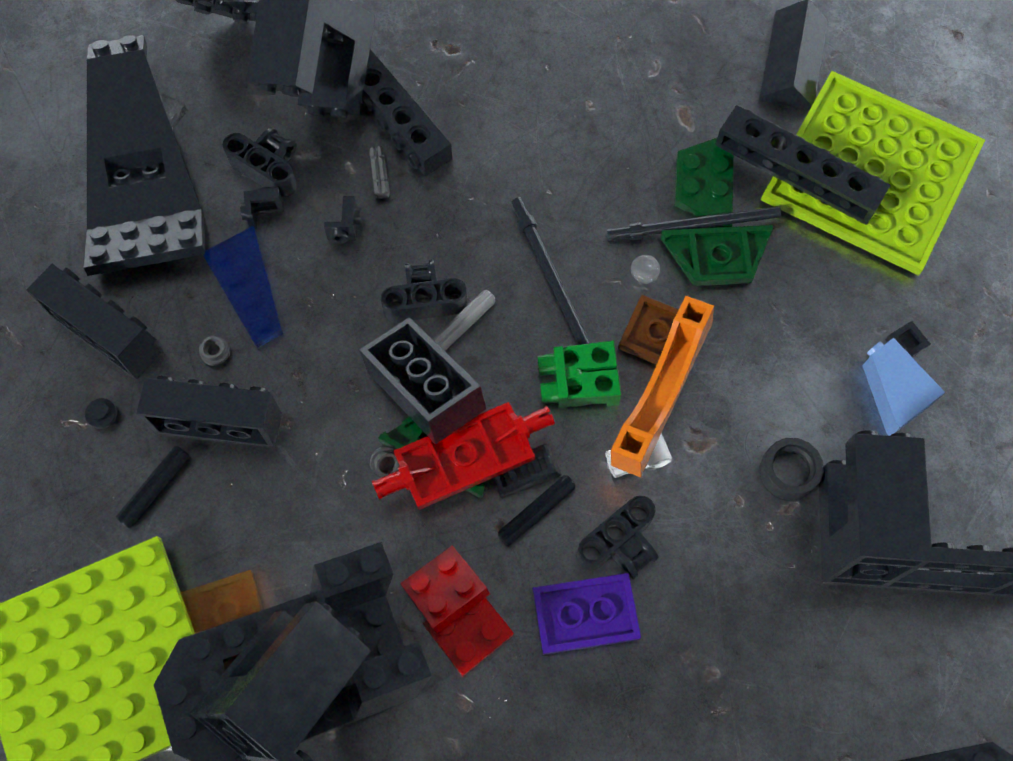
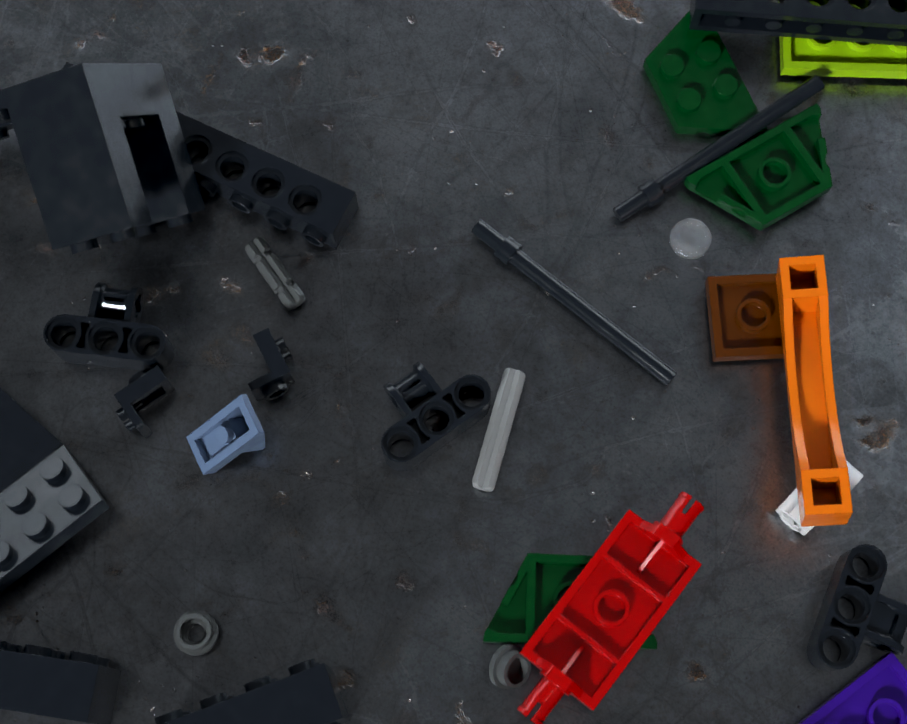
camera: 25 degrees left, 5 degrees up
(244, 279) = (179, 514): clear blue wing -> none
(296, 246) = (227, 435): none -> sand blue slope
(423, 380) = (506, 537): black brick -> none
(529, 480) = (719, 561): black slope -> none
(536, 510) = (731, 628): black axle -> none
(582, 374) = (679, 431): green hips -> none

